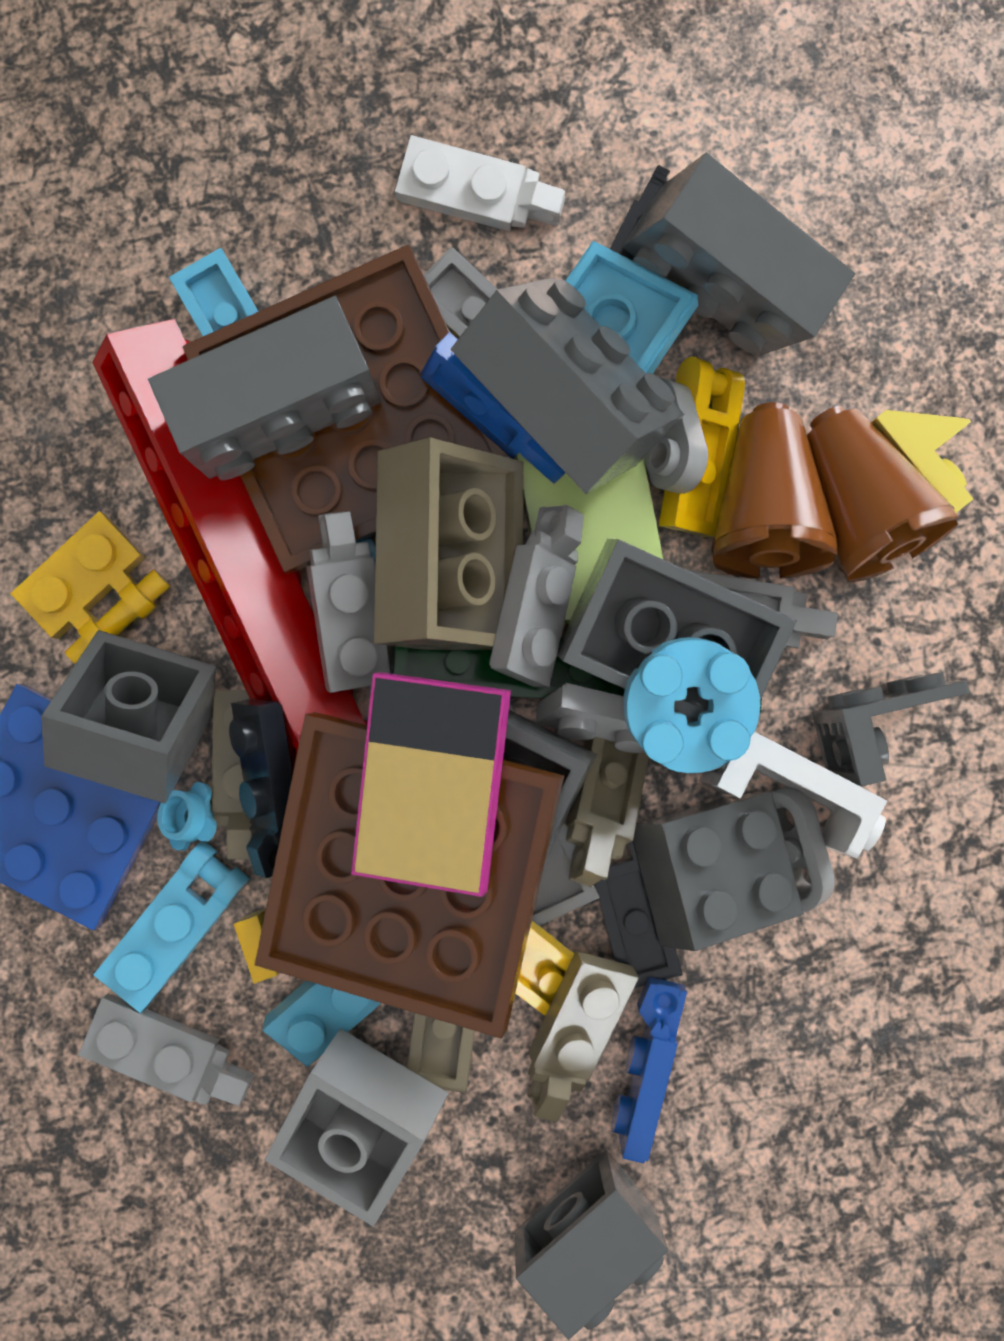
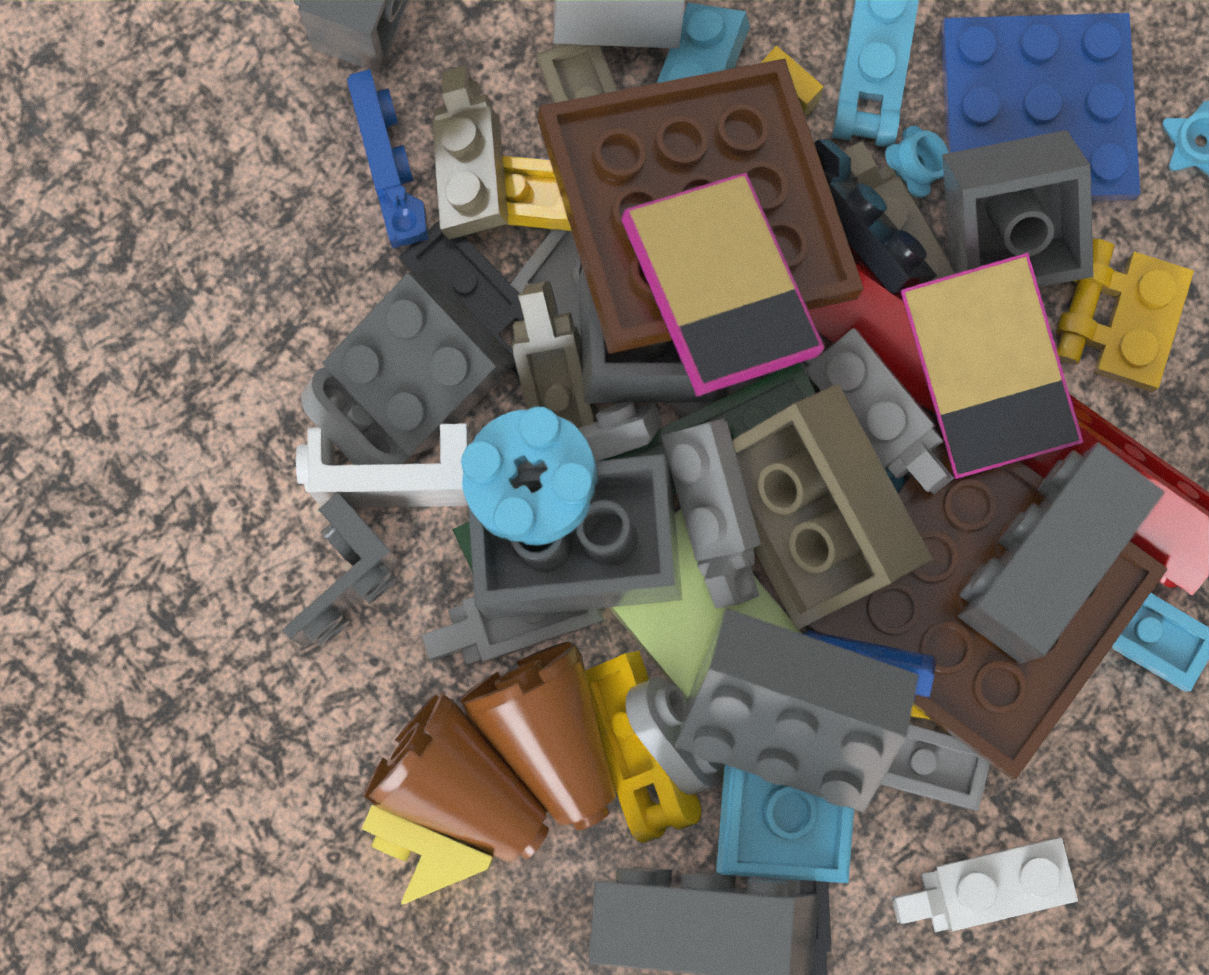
camera: 150 degrees right, 5 degrees down
(230, 591) = (991, 366): none -> pearl gold tile

